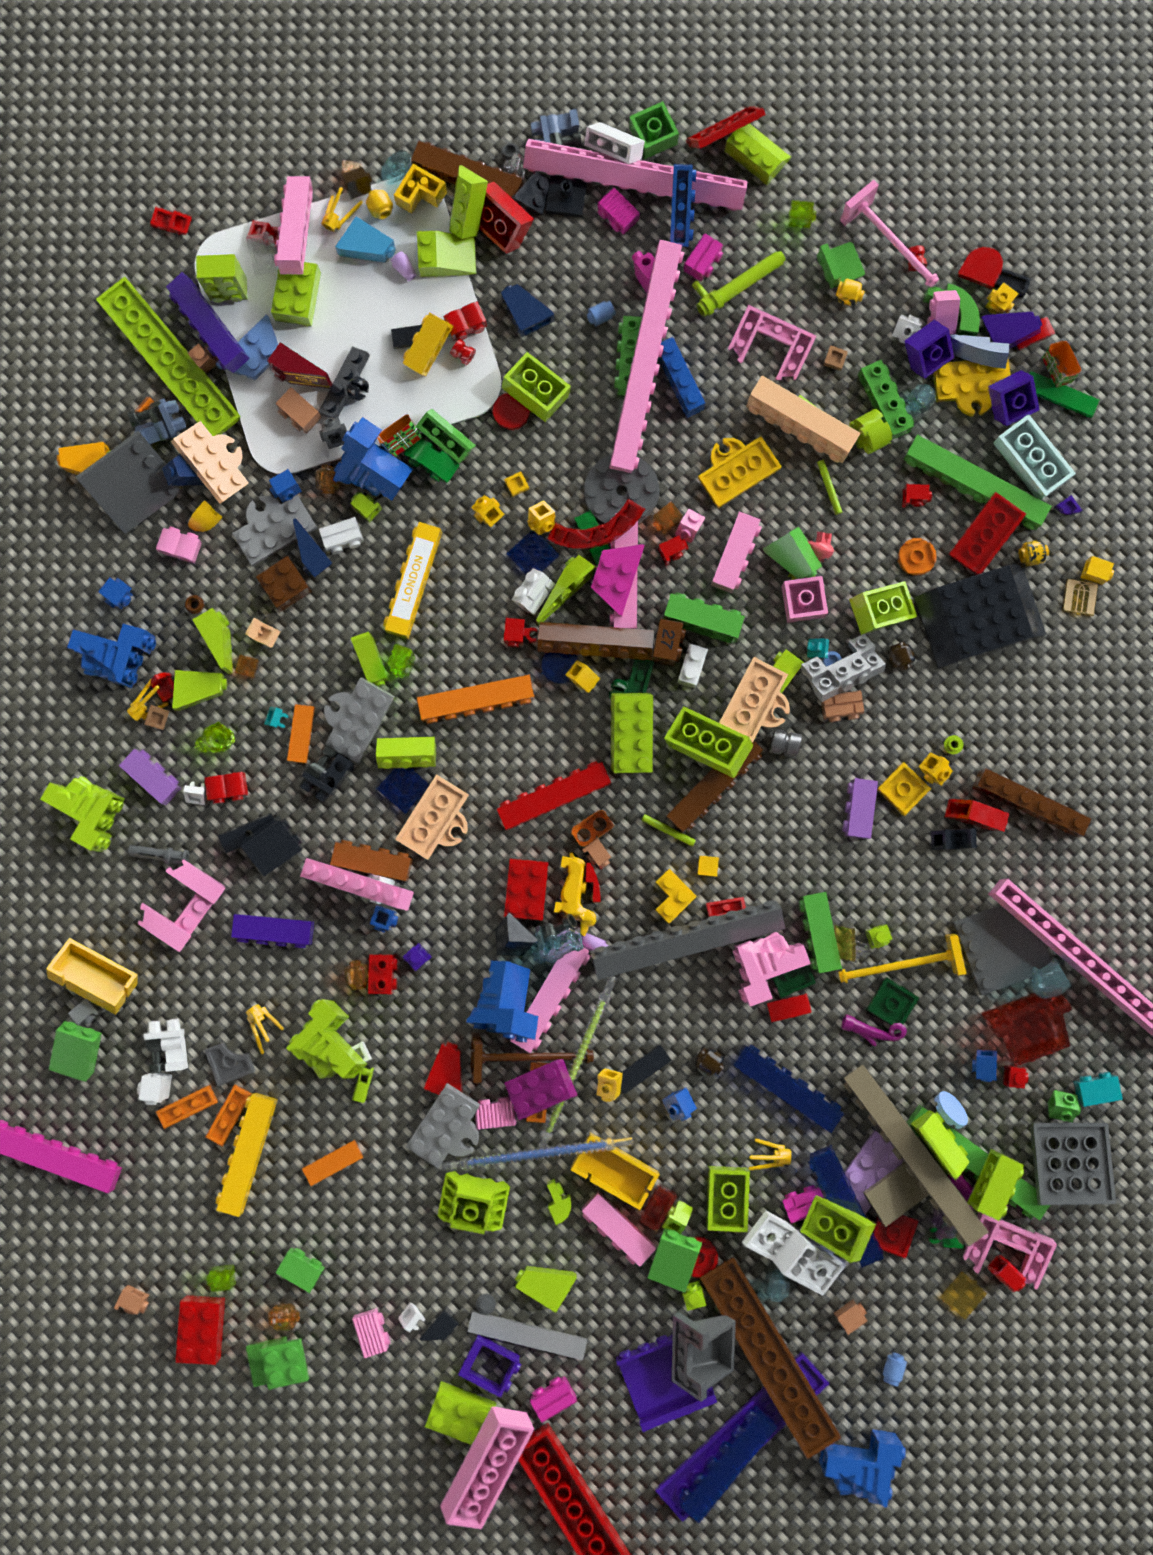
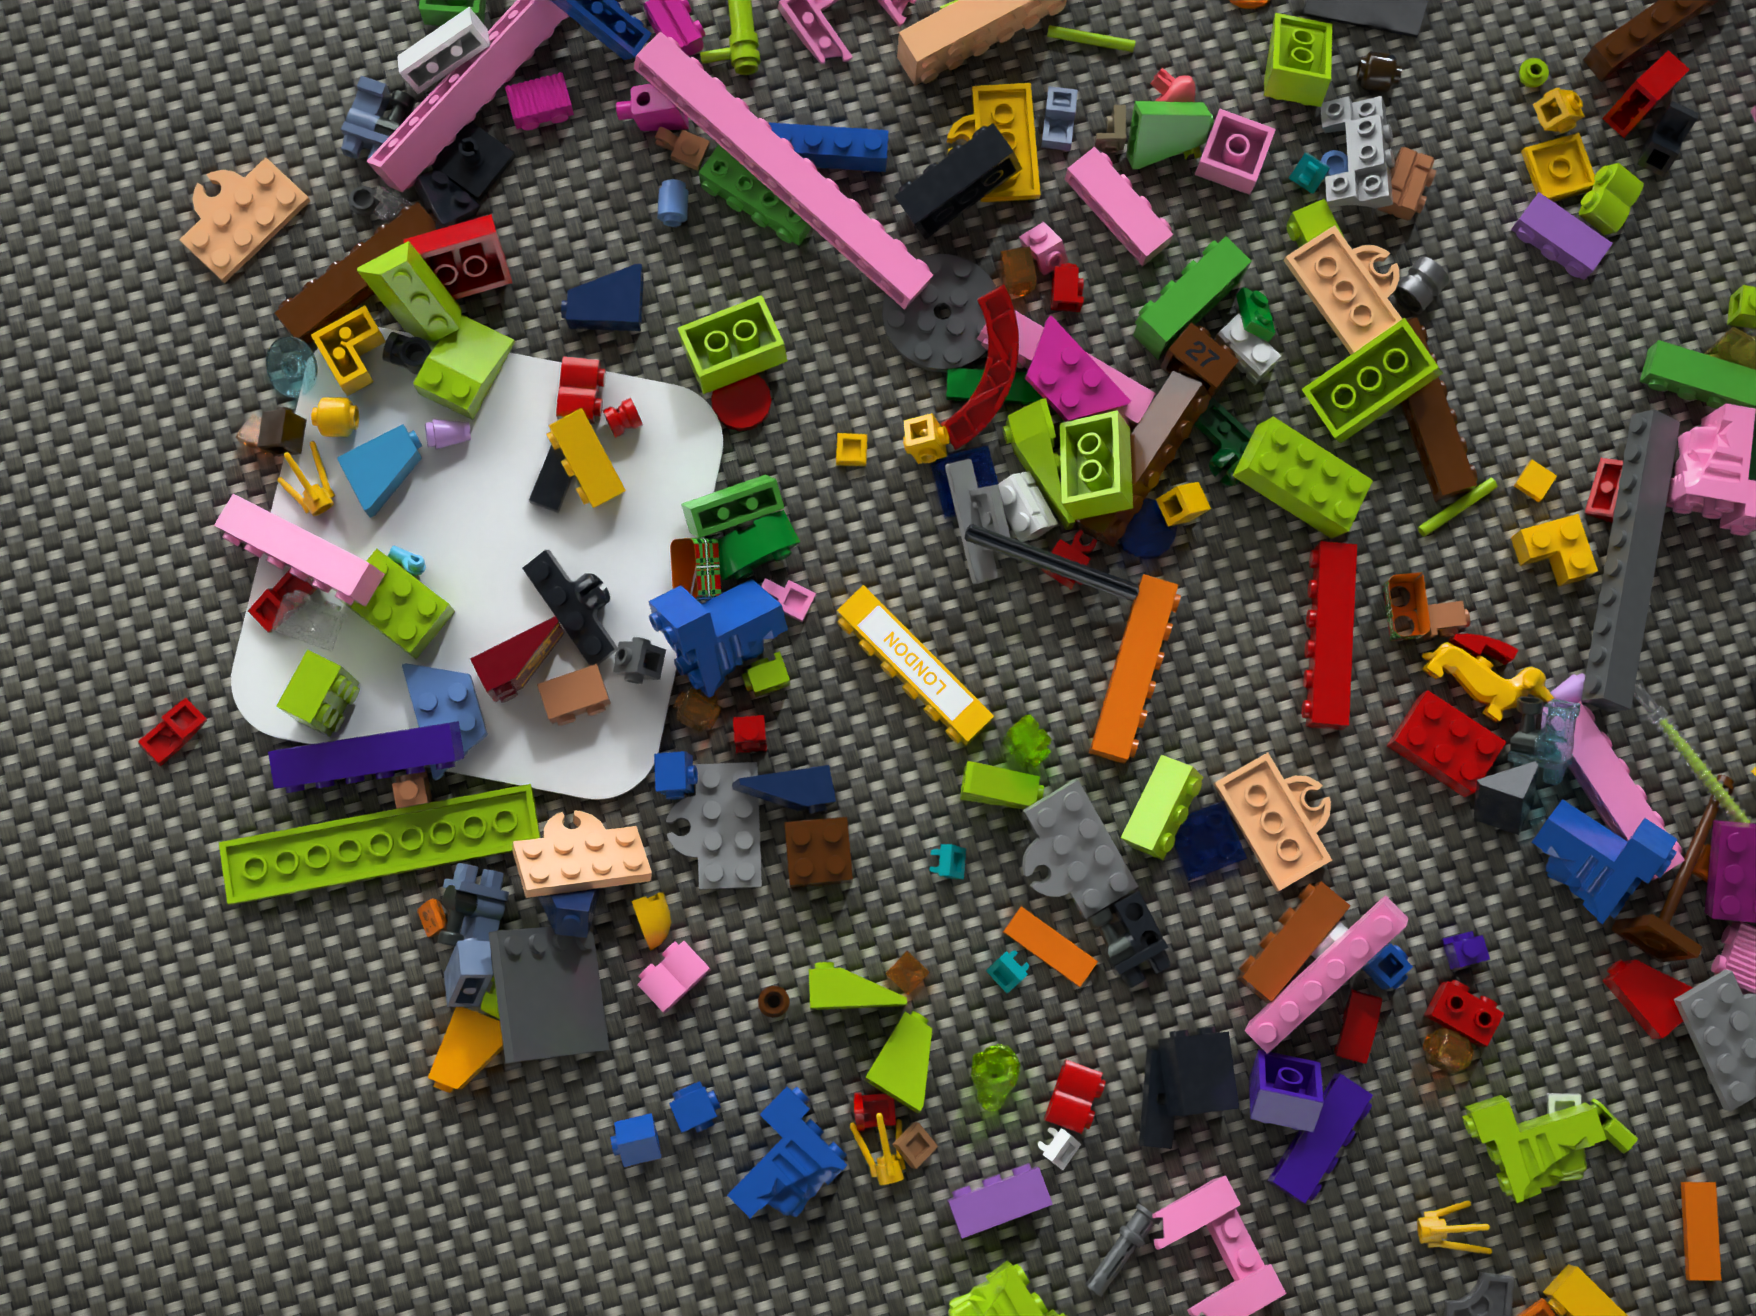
camera: 70 degrees left, 5 degrees down
(83, 572) = (636, 1140): none -> blue brick
(118, 434) = (468, 973): none -> sand blue brick
(262, 633) = (874, 922): light nougat bracket -> none
(285, 895) = (1285, 1091): none -> dark purple brick
(317, 656) = (951, 861): none -> teal tile
(324, 286) = (411, 562): none -> medium azure arm
(328, 513) = (750, 734): none -> red brick
(341, 536) = (791, 732): white brick -> none
(345, 920) = (1359, 1026): none -> red slope
(414, 496) = (793, 598): none -> bright pink plate
(434, 217) = (400, 348): none -> black piece
(466, 95) = (241, 216): none -> light nougat plate
(487, 510) = (872, 507): yellow brick -> none
(506, 621) = (1051, 562): none -> black axle
(510, 569) = (976, 507): none -> light grey bracket
(573, 614) = (1096, 465): none -> lime brick
(637, 302) = (686, 149): none -> nougat plate
(695, 455) = (958, 180): none -> black brick
(714, 659) = (1255, 313): none -> green plate
(771, 495) = (1059, 118): none -> sand blue slope
(783, 527) = (1115, 134): none -> dark tan bracket
(899, 825) = (1610, 198): none -> lime brick

